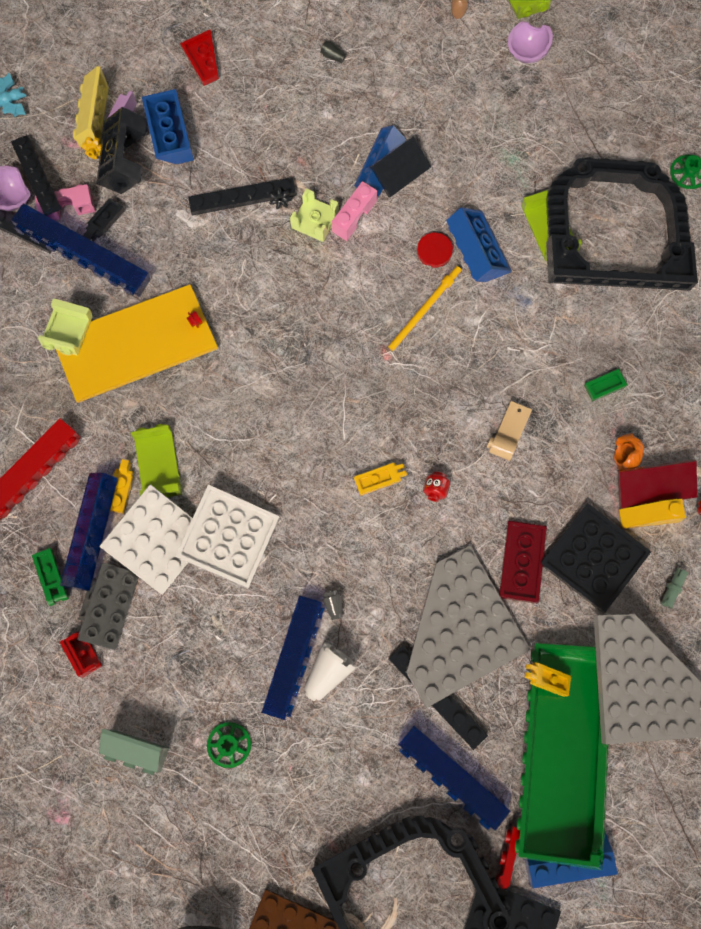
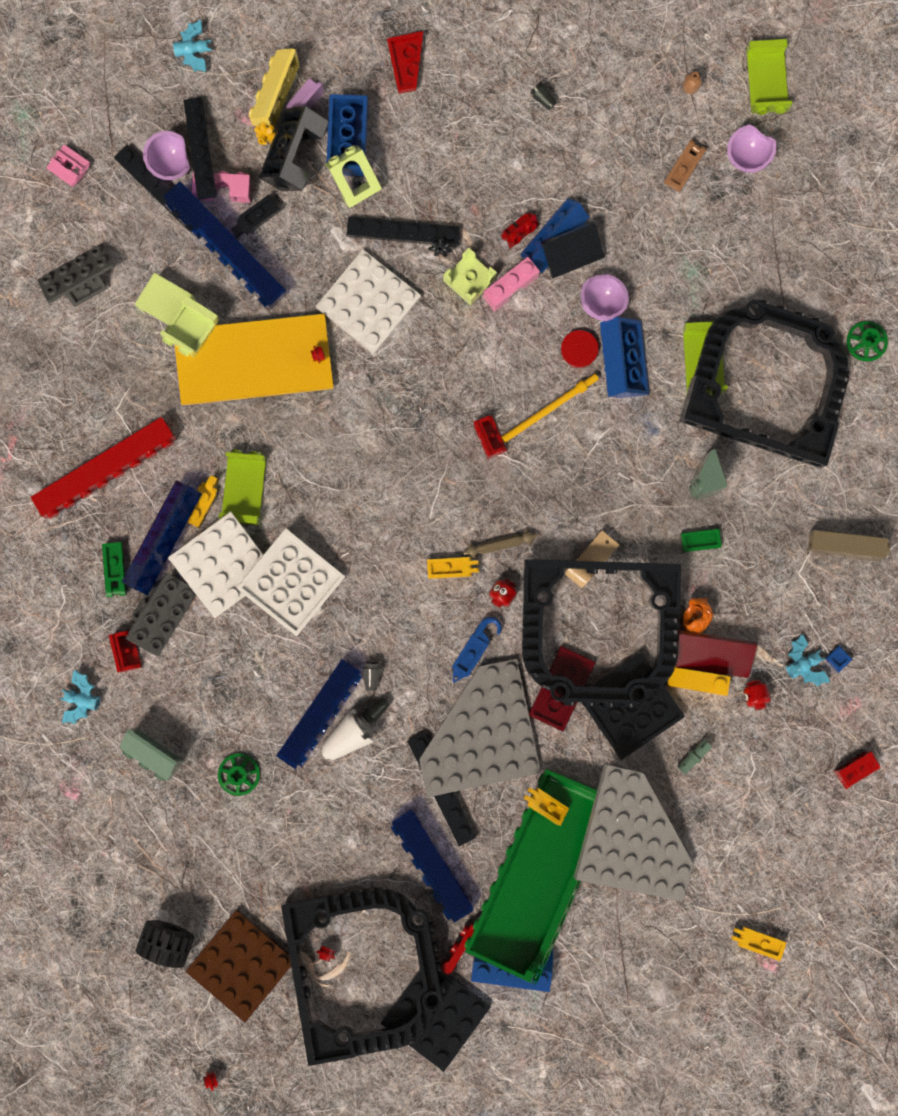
camera: 15 degrees right, 10 degrees up
(31, 313) = (161, 298): none -> yellowish green panel
(50, 716) = (83, 700): none -> medium azure animal
(163, 151) = (335, 166): none -> yellowish green panel
(228, 264) = (368, 301): none -> white plate
(346, 639) = (375, 710): none -> pearl dark grey cone
(350, 162) = (526, 225): none -> red hinge
(372, 907) = (326, 954): none -> red plate
(376, 349) = (489, 437): none -> red hinge
(418, 443) = (500, 544): none -> dark tan wheel
(425, 549) = (474, 649): none -> blue plate
(442, 197) = (604, 297): none -> lavender cylinder
(476, 74) = (684, 166): none -> medium nougat plate
(582, 427) = (660, 579): none -> black arch
(594, 321) = (708, 477): none -> sand green slope

